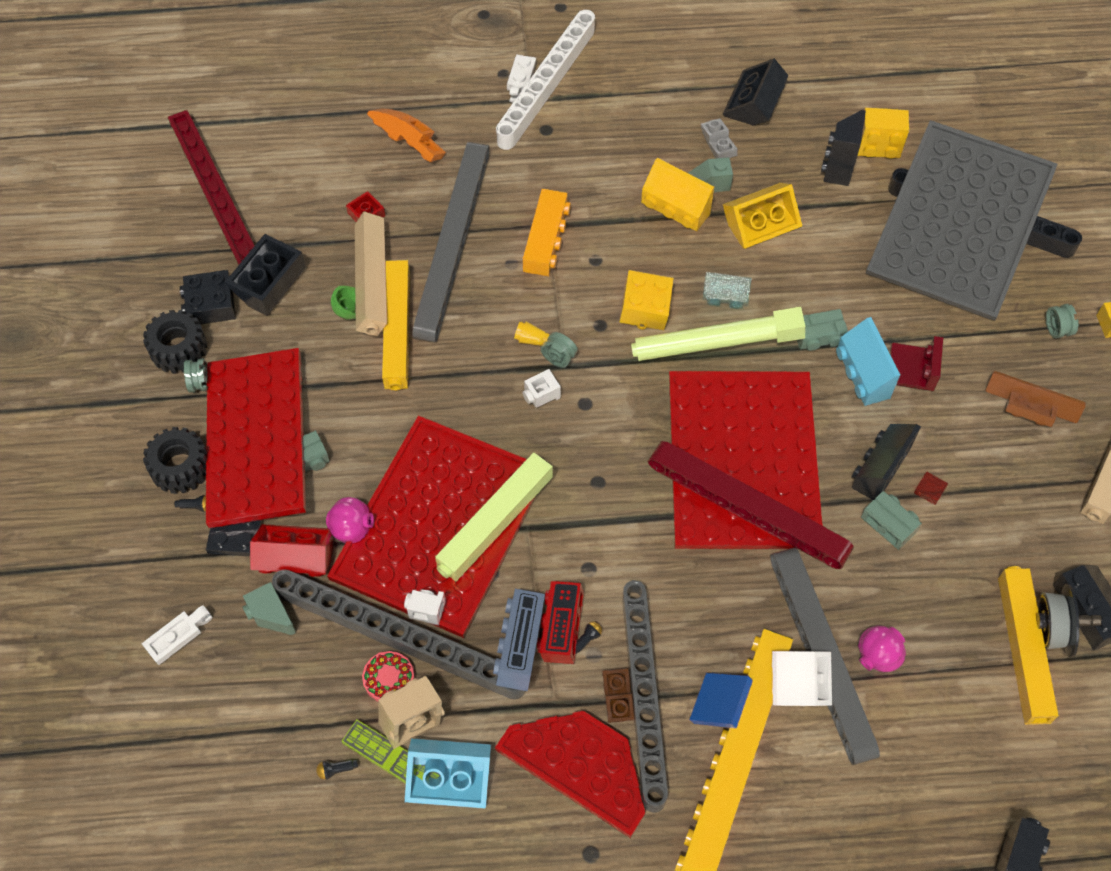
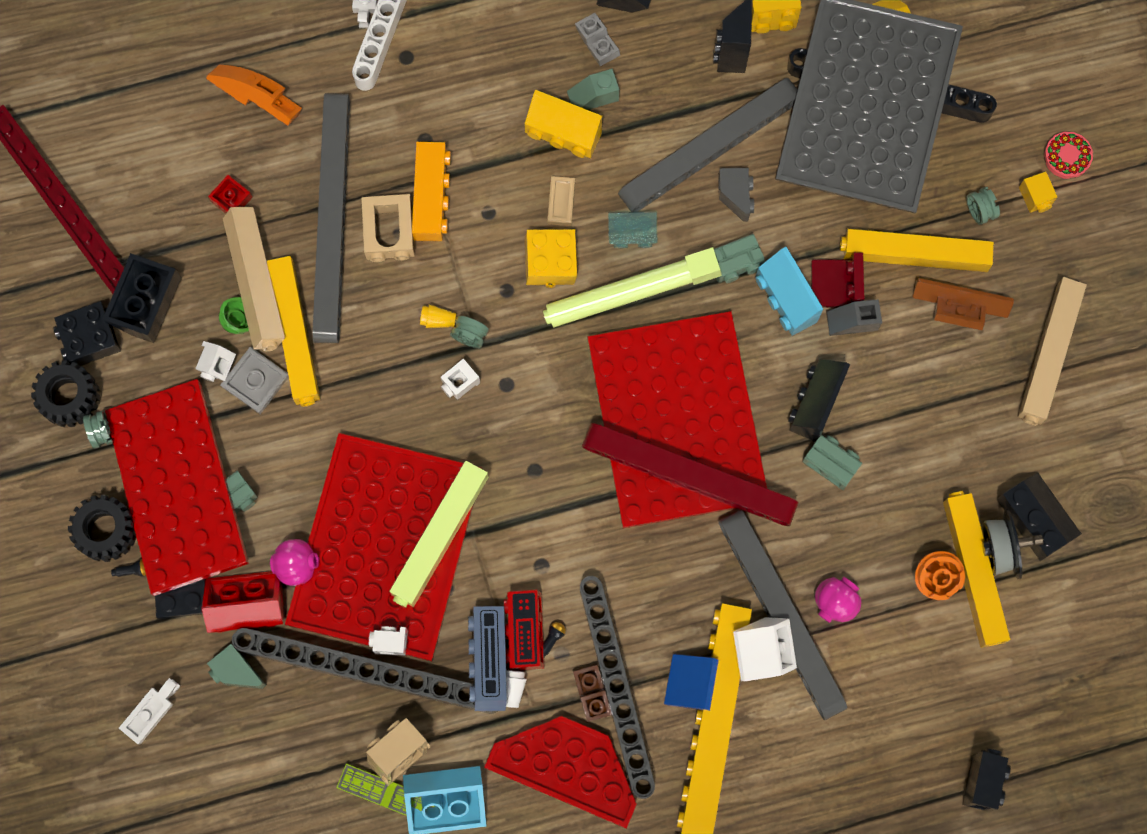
camera: 10 degrees left, 15 degrees up
(318, 337) = (215, 362): none -> white brick
(327, 769) = (329, 817): black piece -> none
(351, 361) = (255, 380): none -> light grey tile
(386, 673) = (367, 715): tile -> none
(501, 236) = (387, 204): none -> tan panel
(540, 675) = (514, 687): none -> white cone
(664, 257) = (561, 201): none -> tan tile
(763, 214) = (658, 128): yellow slope -> none
(807, 235) = (709, 146): none -> dark grey beam
(826, 274) = (734, 191): none -> dark grey slope
(929, 395) = (855, 318): none -> dark grey slope
(931, 488) = (868, 418): clear red tile -> none
(990, 640) = (939, 575): none -> orange cone
(998, 350) = (918, 250): none -> yellow brick

